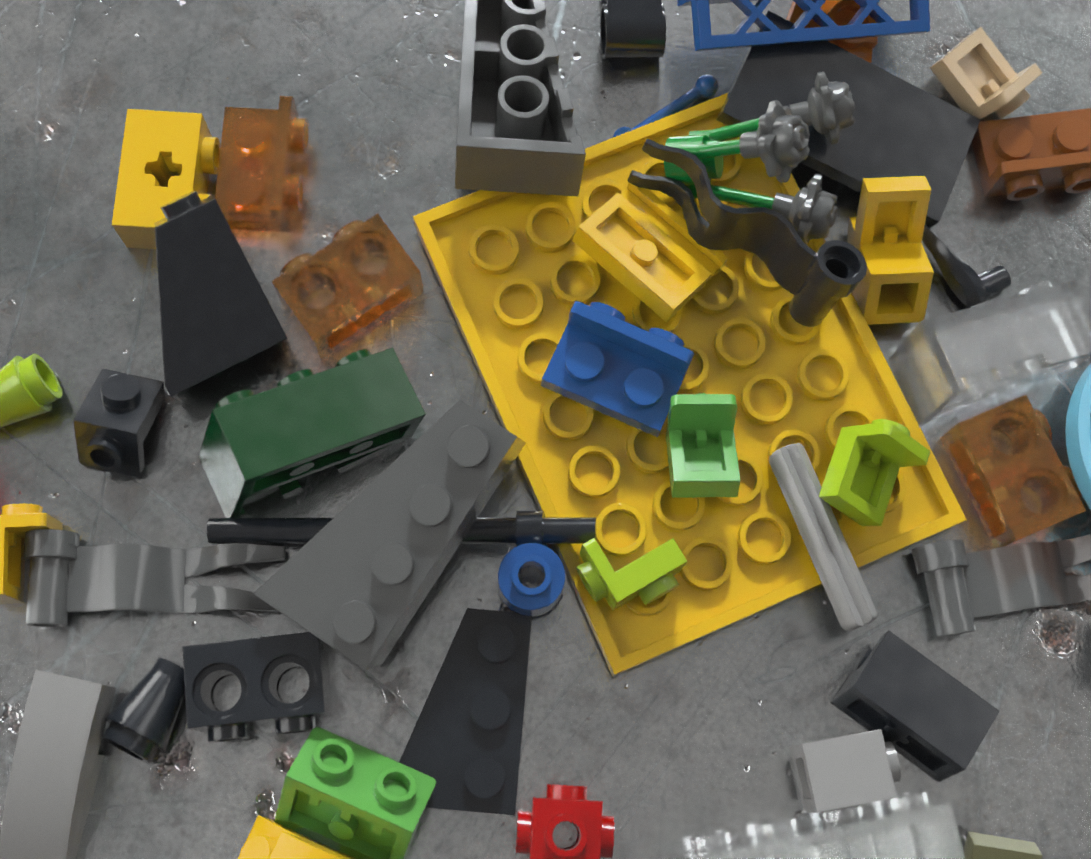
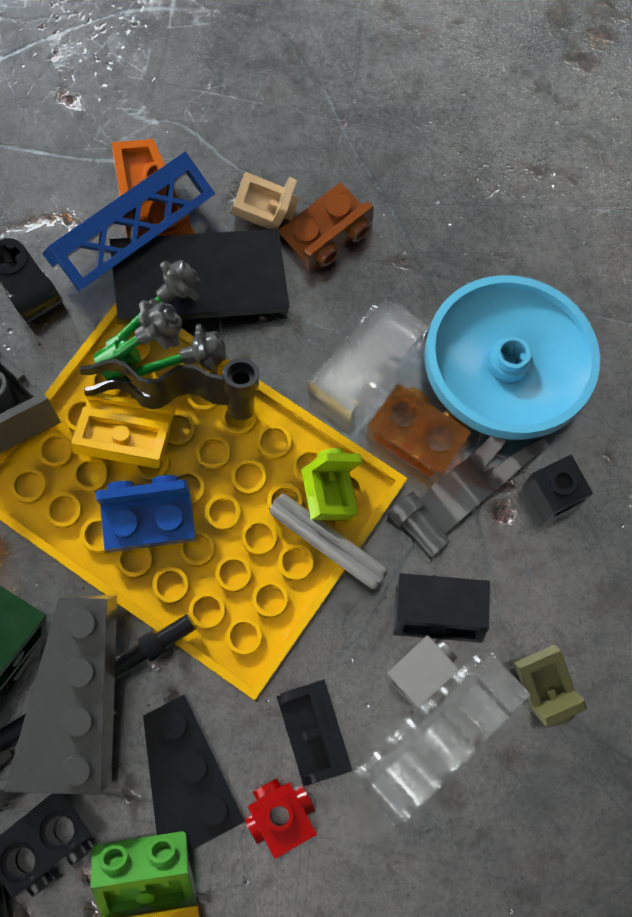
camera: 25 degrees left, 0 degrees up
(531, 600) = (183, 682): blue brick -> none
(645, 577) = (237, 632): lime bracket -> none
(664, 760) = (314, 733): none -> black hinge
(702, 446) = (225, 531): bright green bracket -> none
(705, 87) = (100, 305): blue hinge -> none
(890, 239) = (269, 343): yellow brick -> none
(960, 276) = (319, 330): black bar -> none

